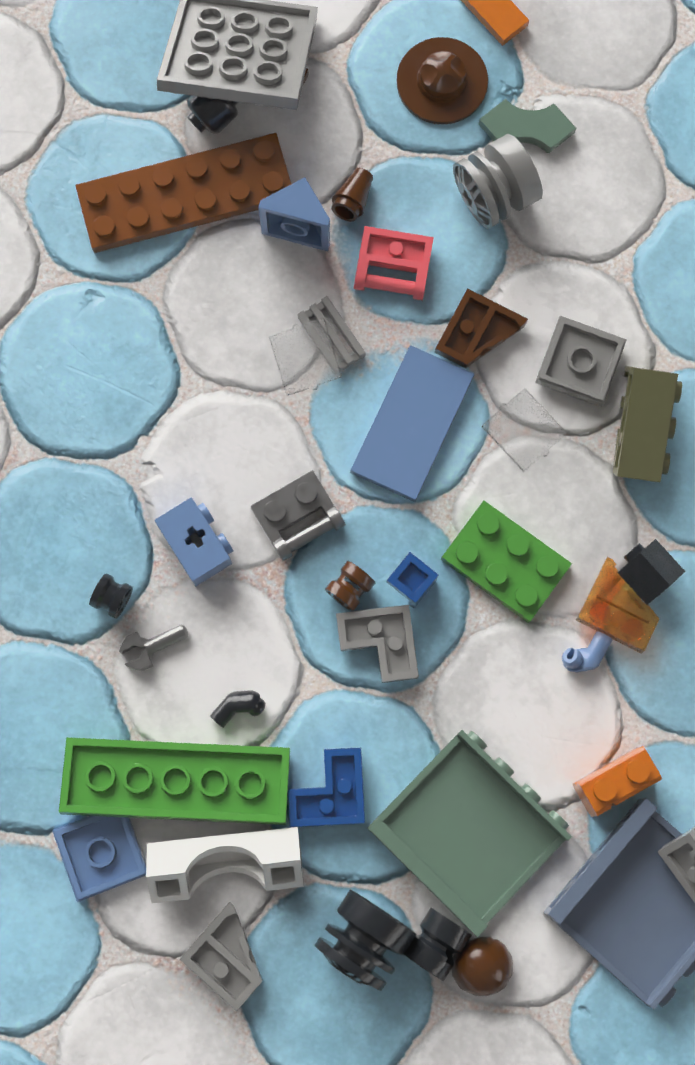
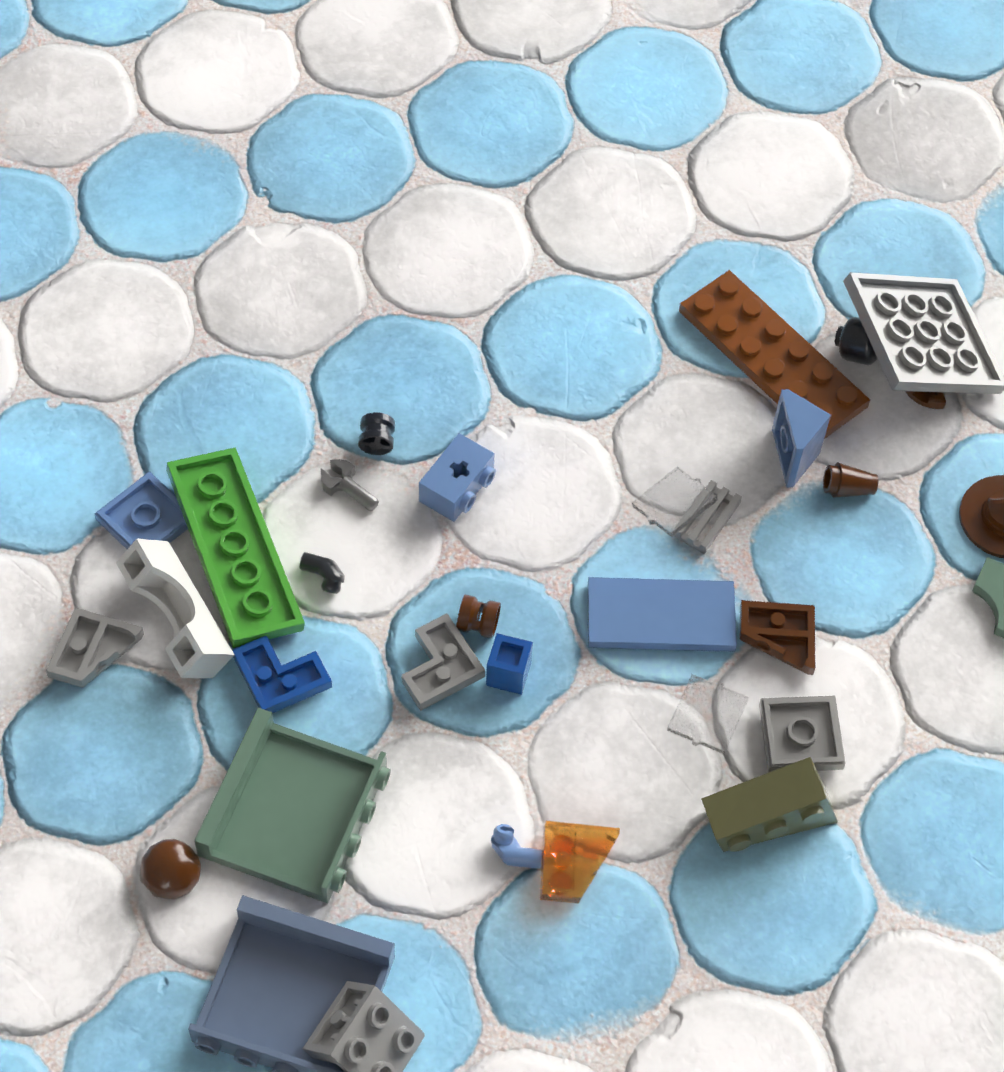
camera: 65 degrees right, 20 degrees down
(292, 505) = (528, 544): flat silver plate -> none
(365, 940) = (144, 743): black wheel -> none
(397, 252) = (815, 534): coral plate -> none
(437, 944) = (173, 813): black wheel -> none
(498, 181) = (929, 584): light grey wheel -> none
(506, 561) = (570, 745): bright green plate -> none
(617, 781) = (400, 917): orange brick -> none
(650, 570) = (624, 869): black brick -> none

